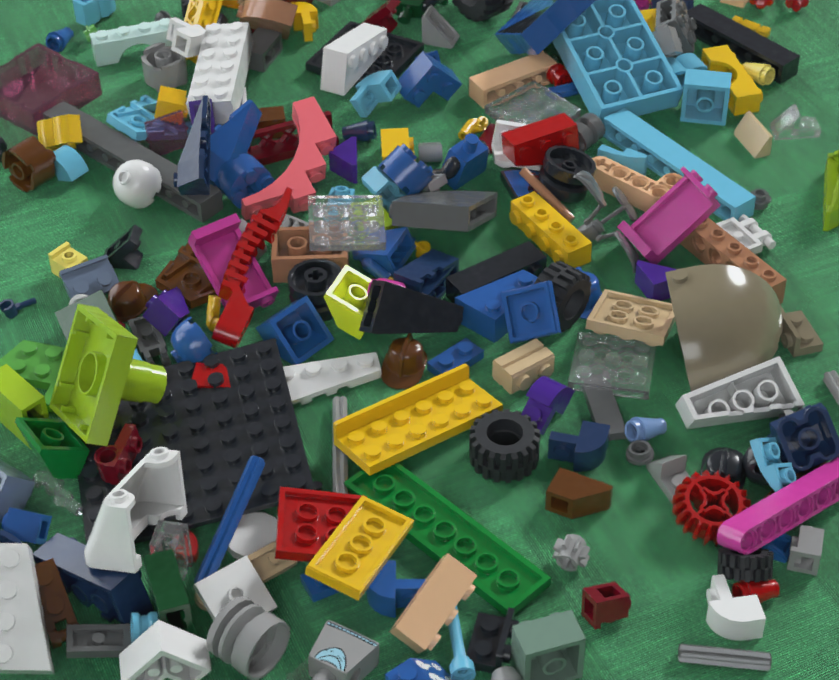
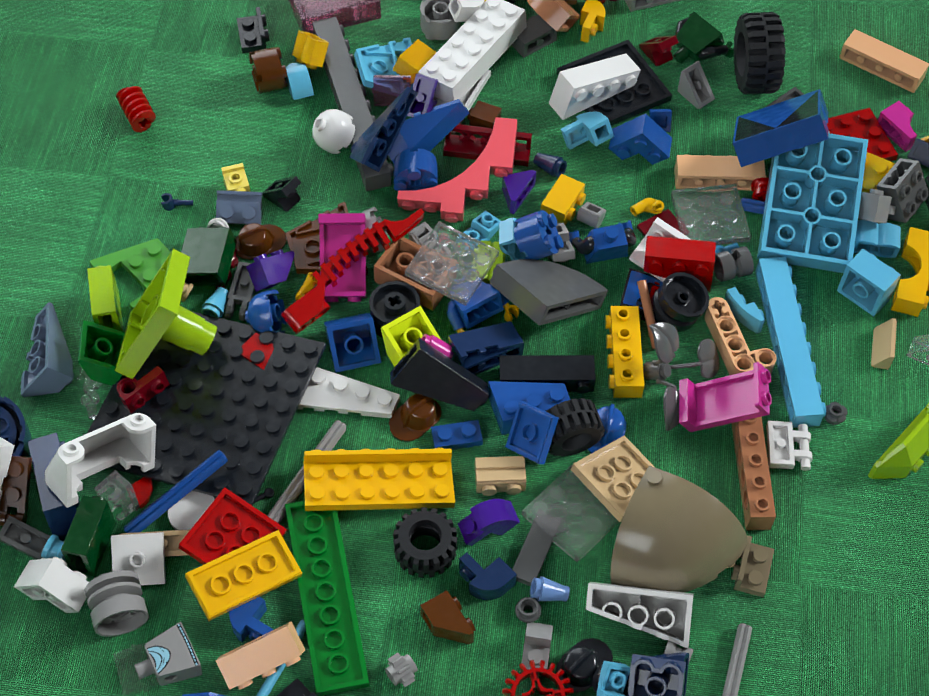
camera: 30 degrees right, 15 degrees up
(27, 525) = (43, 412): blue brick -> none
(652, 280) = (676, 454): dark purple slope -> none

